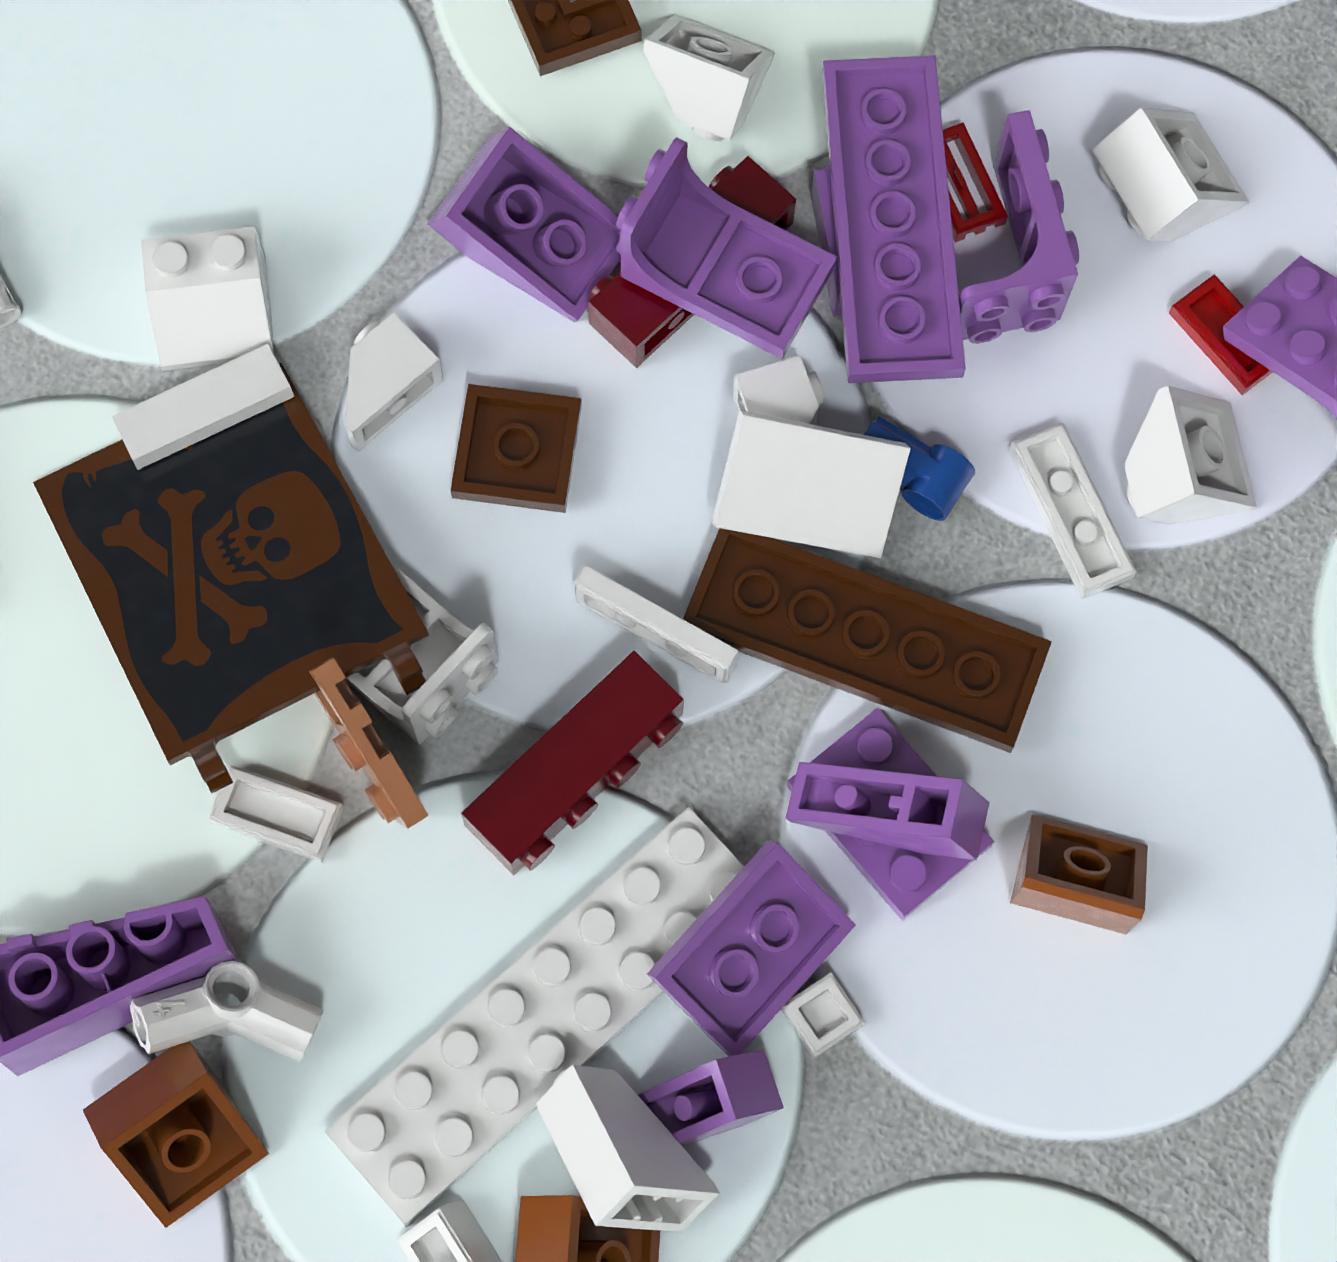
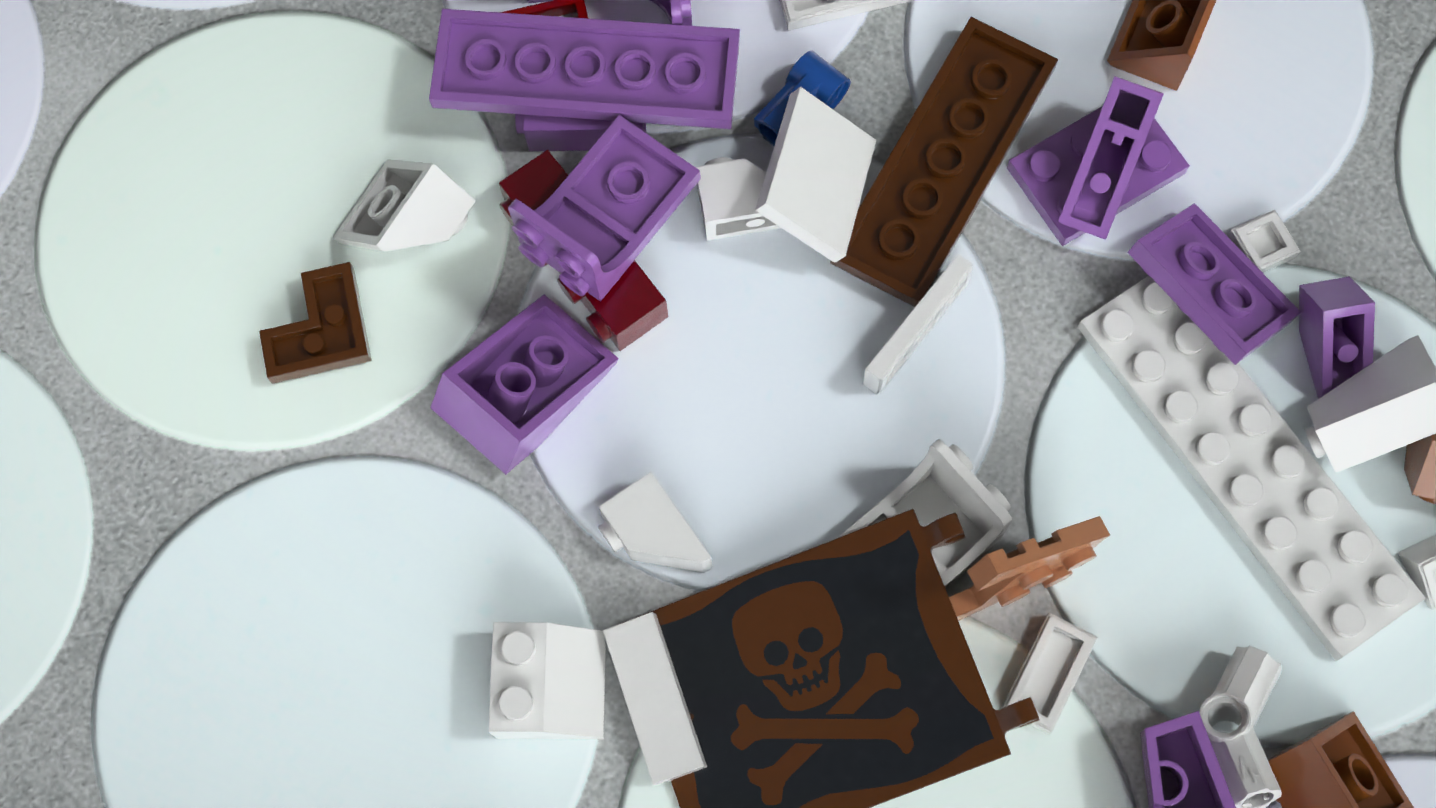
camera: 75 degrees left, 0 degrees up
(516, 448) = (735, 422): reddish brown plate -> none
(574, 763) = (1036, 407): dark red brick -> none

